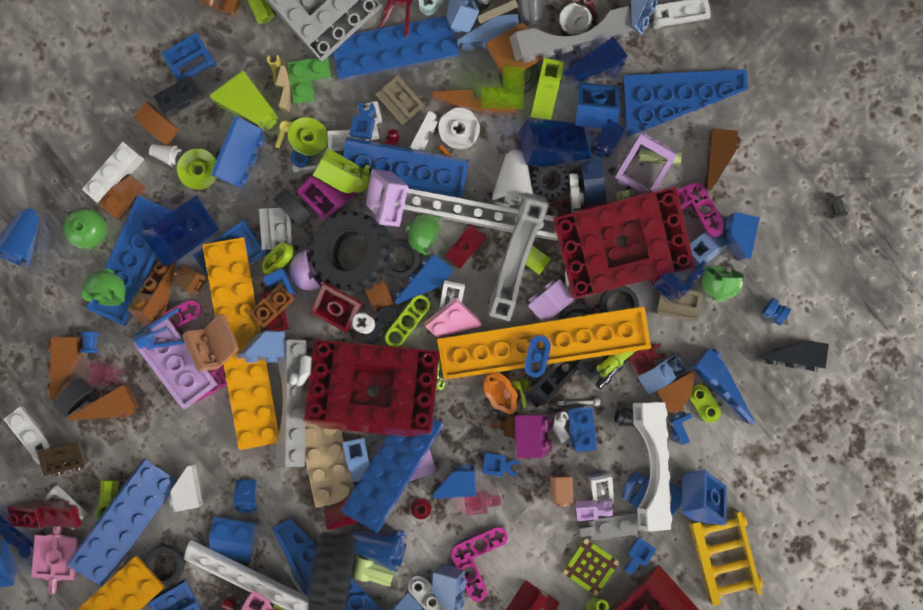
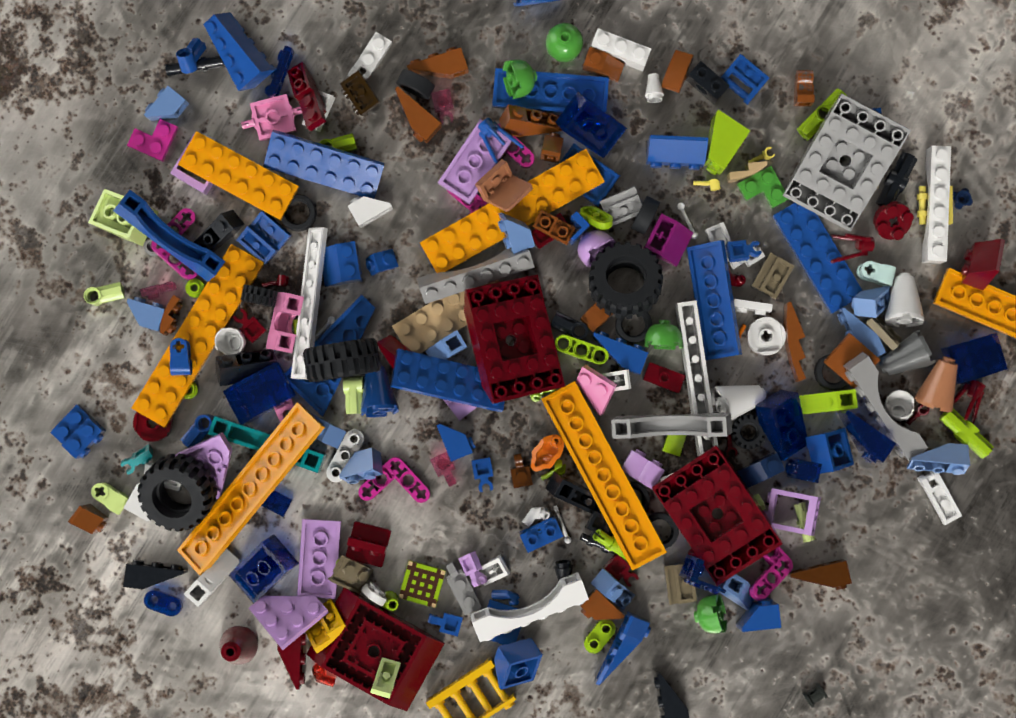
camera: 80 degrees right, 0 degrees up
(89, 342) = (467, 81): blue bush -> none
(187, 168) = (651, 111): lime dish -> none
(300, 160) = (692, 206): blue plate -> none
(305, 367) = (506, 275): white arm -> none
(309, 129) = (719, 206): lime dish -> none
(336, 307) = (572, 283): dark red slope -> none
(342, 173) = (691, 247): lime piece -> none
(358, 325) = (570, 316): white bush -> none
(382, 205) = (675, 292): lavender window -> none
(423, 502) = (428, 418): dark red plate -> none
(510, 95) = (813, 371): clear neon green plate -> none
(533, 435) = (519, 493): magenta slope -> none
(537, 355) = (590, 473): blue plate -> none
(561, 489) = (481, 534): nougat brick -> none
(576, 197) = (741, 460): white plate -> none
(667, 96) = (859, 509): blue wing -> none
(678, 432) = (566, 621): blue bracket -> none
(776, 311) = (699, 674): blue wheel -> none

